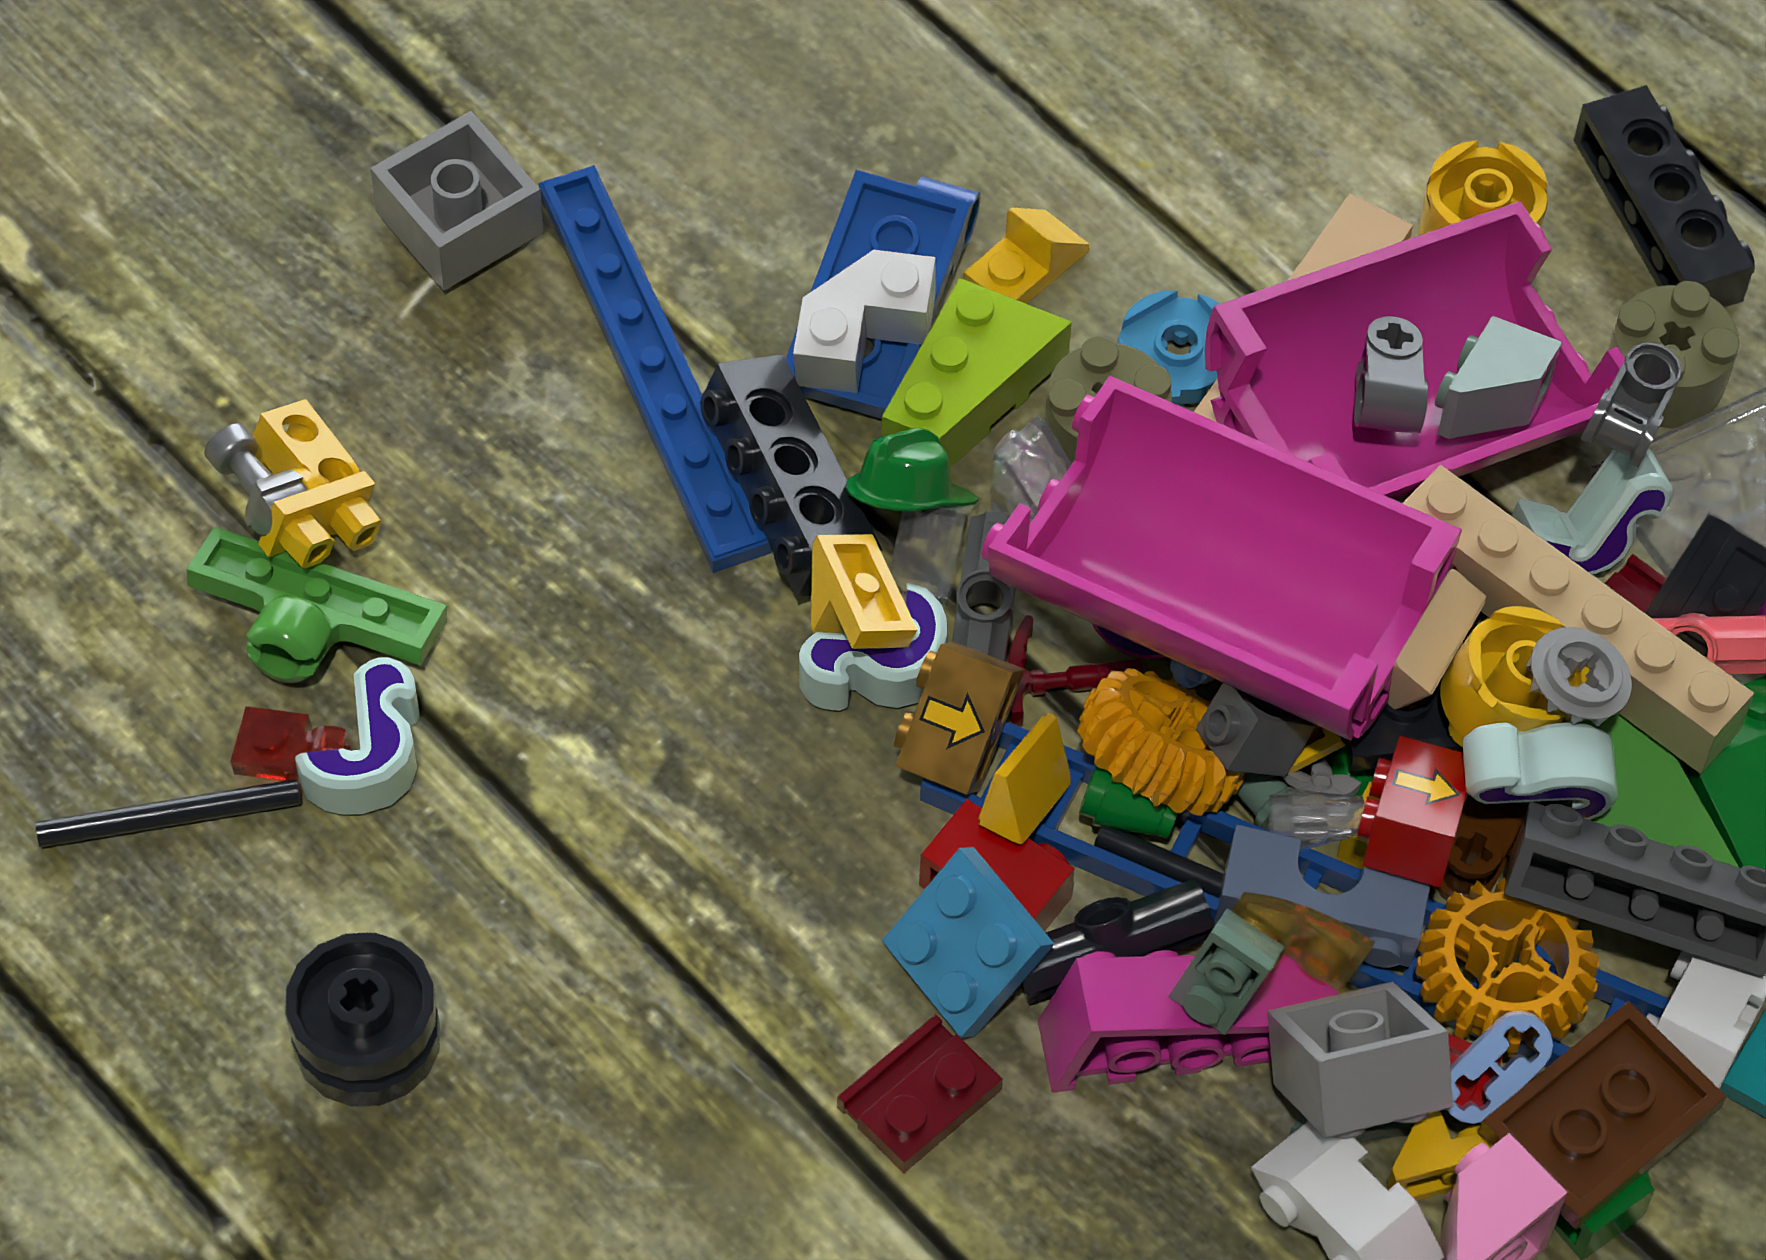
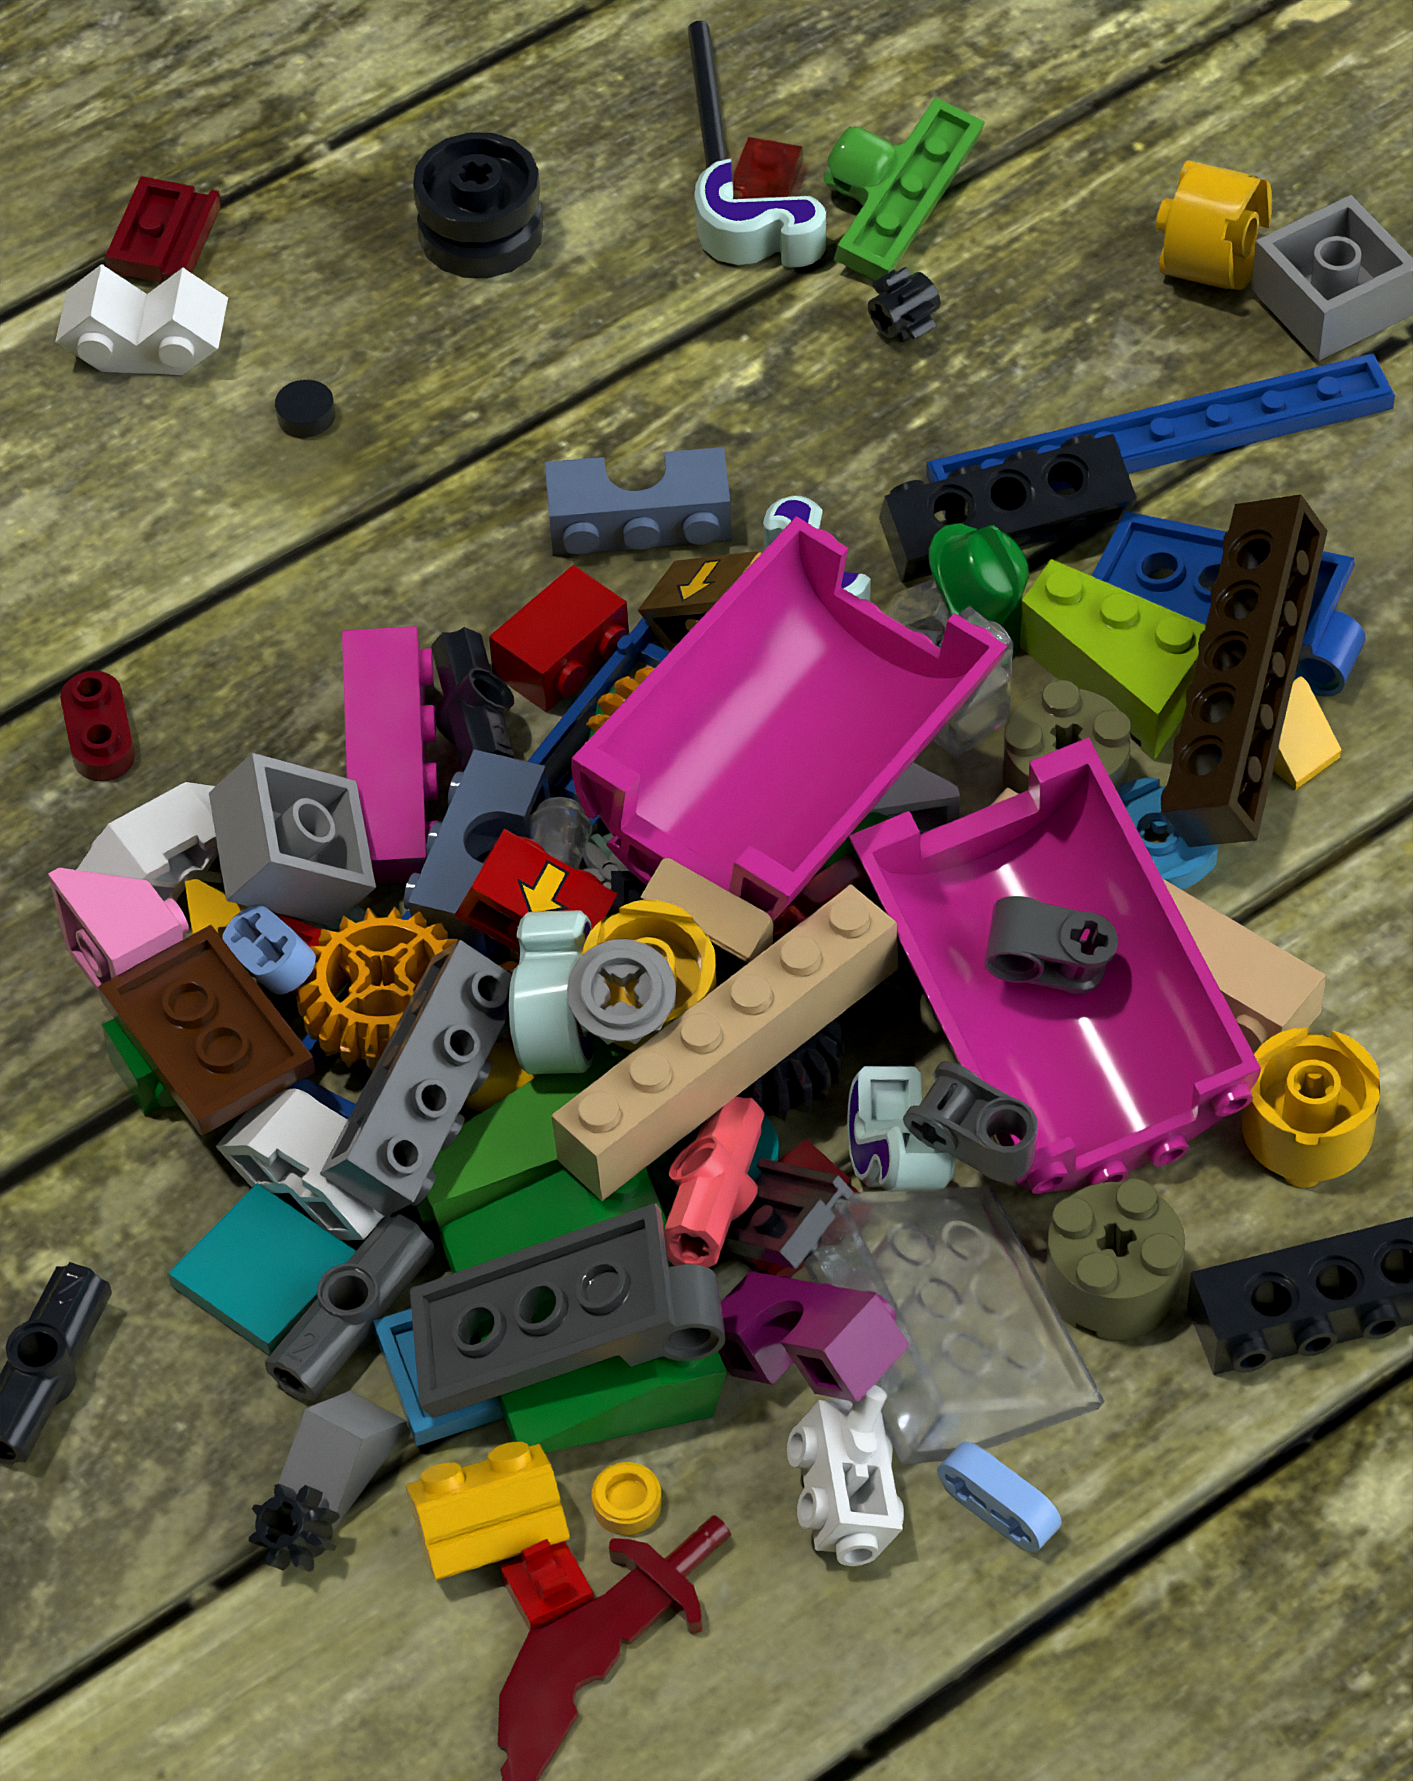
camera: 100 degrees right, 5 degrees down
(312, 488) = (1003, 177): yellow hips -> none
(393, 299) = (1213, 225): none -> yellow brick
(499, 586) = (904, 304): none -> black gear
(666, 1185) = (305, 408): none -> black tile
(792, 771) = (598, 516): none -> sand blue arch
(857, 593) = (860, 518): yellow slope -> none
(873, 298) = (1160, 531): white brick -> none
(919, 1093) = (361, 579): dark red plate -> none
(967, 942) = (498, 587): dark azure plate -> none
(1027, 783) = (623, 631): yellow slope -> none
(1184, 252) = (1244, 672): none -> dark brown brick
(1226, 972) = (379, 719): sand green slope -> none
(1312, 939) = (425, 786): clear yellow slope -> none
(1497, 380) = (1048, 1045): sand green slope -> none

